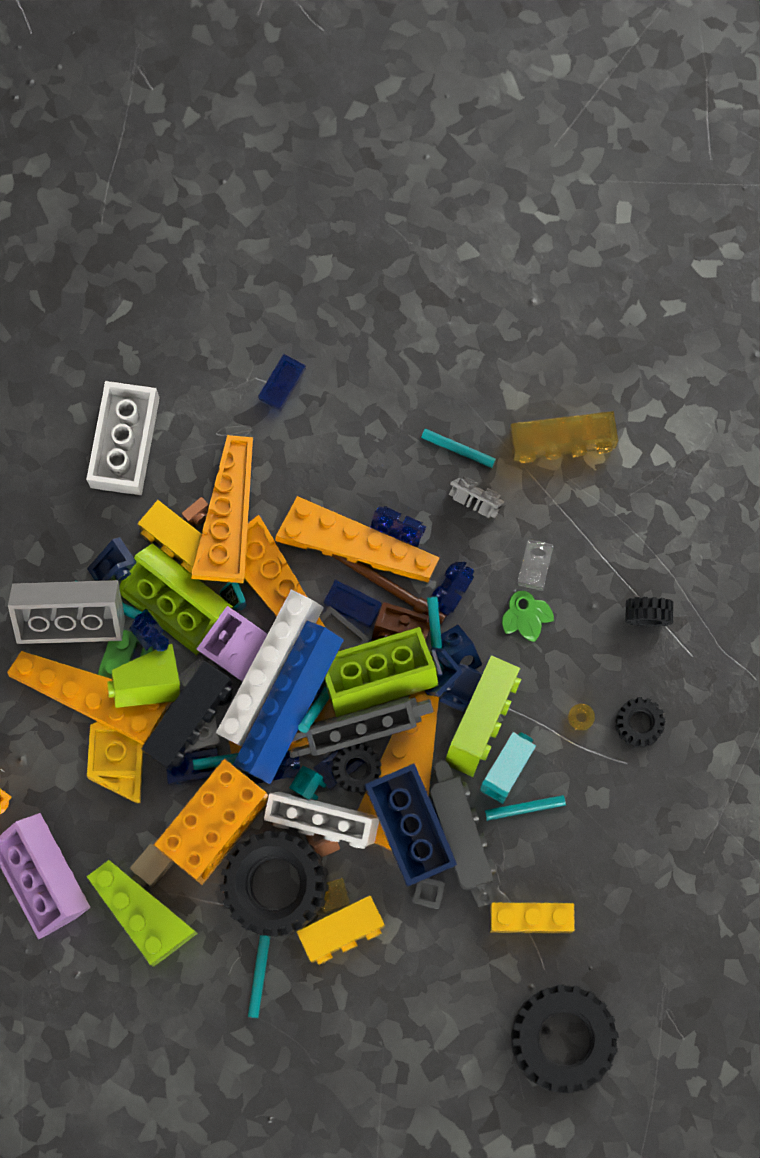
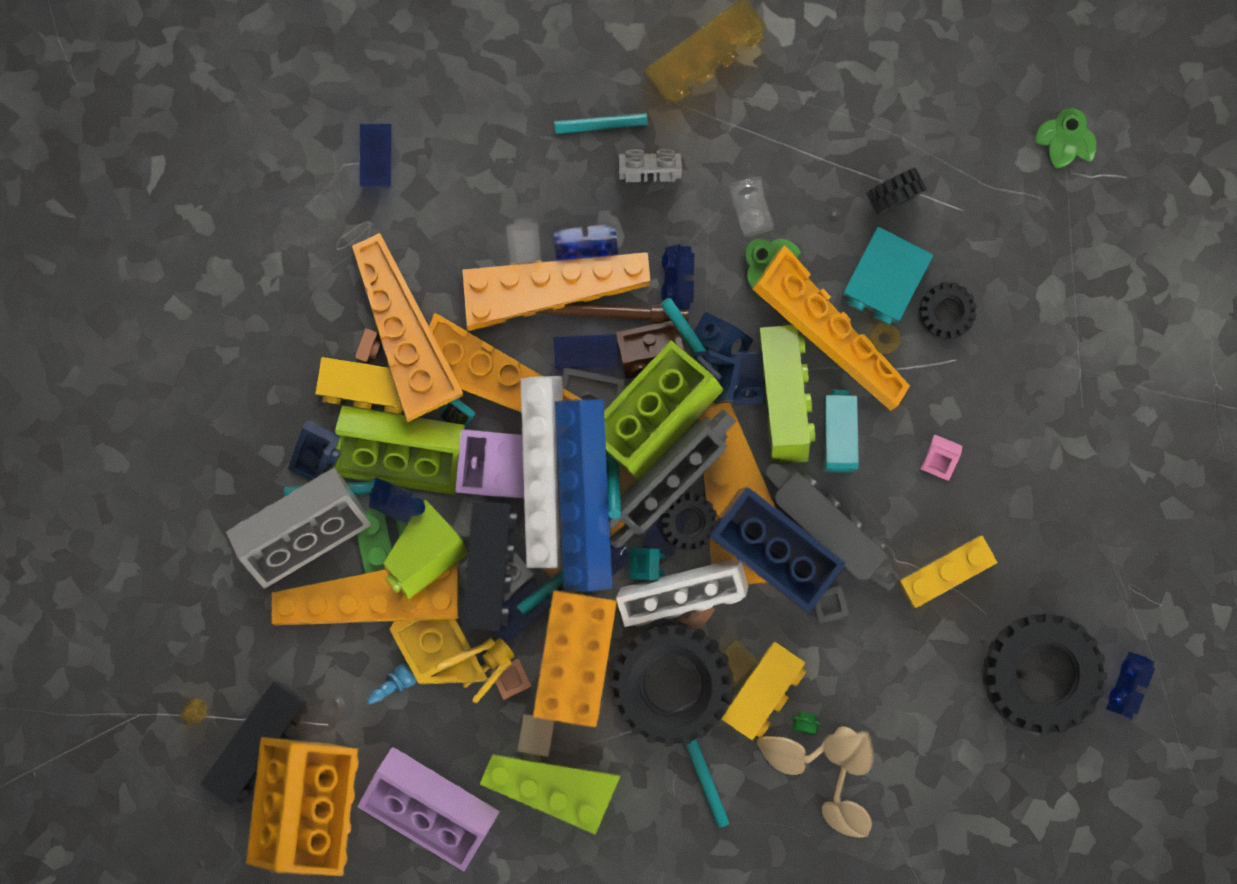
camera: 30 degrees left, 10 degrees up
(73, 767) = (401, 678): none -> dark azure bar
(123, 438) = (245, 310): white brick -> none
(156, 790) = (497, 655): none -> yellow plant
(157, 813) = (512, 680): none -> nougat plate
(353, 500) = (523, 242): none -> clear brick
(359, 973) = (805, 723): none -> green plate
(375, 1006) = (842, 748): none -> tan plant
(525, 807) = (878, 463): teal bar -> none
(531, 649) = (807, 308): none -> light orange wing
(575, 830) = (941, 457): none -> bright pink slope
(608, 671) = (886, 276): none -> teal brick
(635, 1079) = (1134, 672): none -> clear blue hinge

